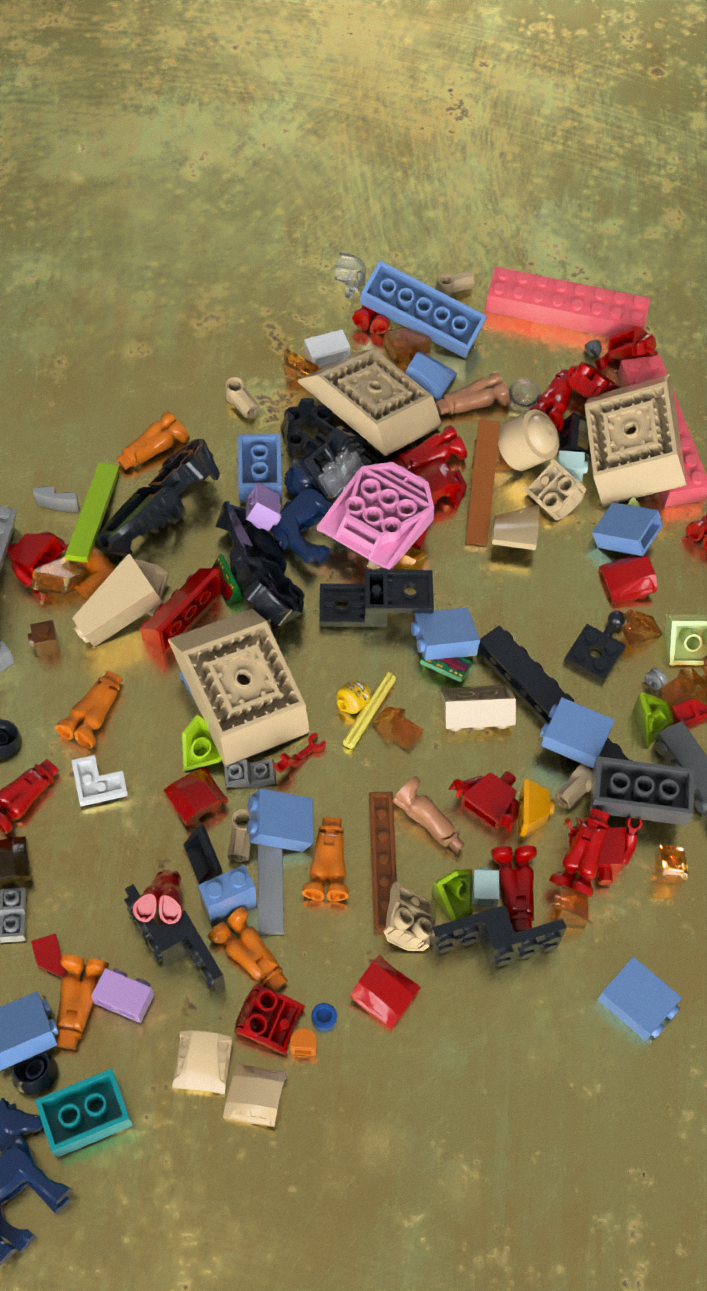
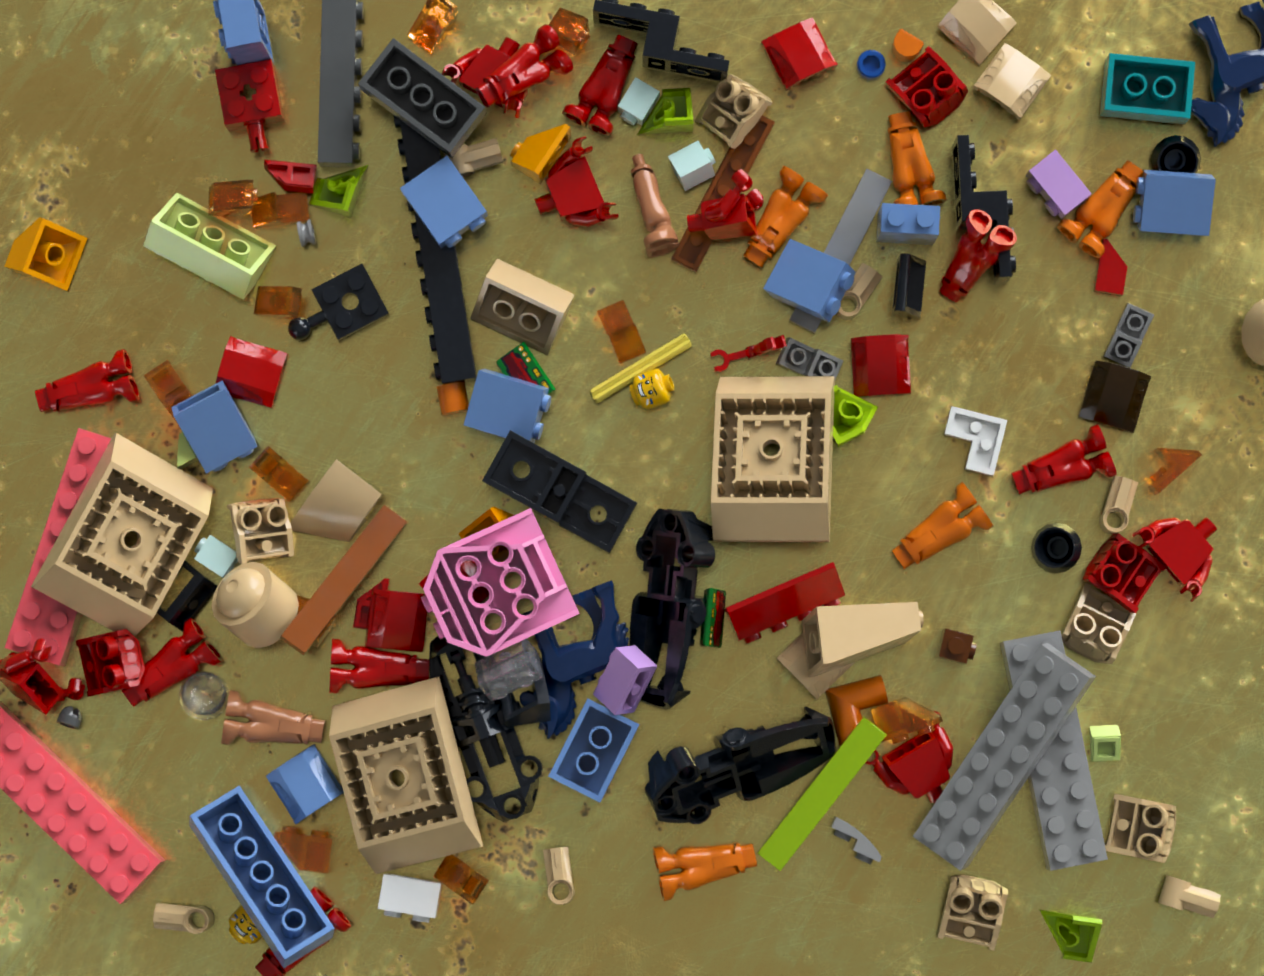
camera: 145 degrees left, 25 degrees up
(365, 830) = (730, 215): none -> red torso
(417, 861) = (692, 165): none -> light aqua brick
(484, 624) = (452, 398): none -> orange brick
(569, 525) = (278, 473): none -> clear orange slope
(672, 540) = (168, 385): none -> clear orange slope

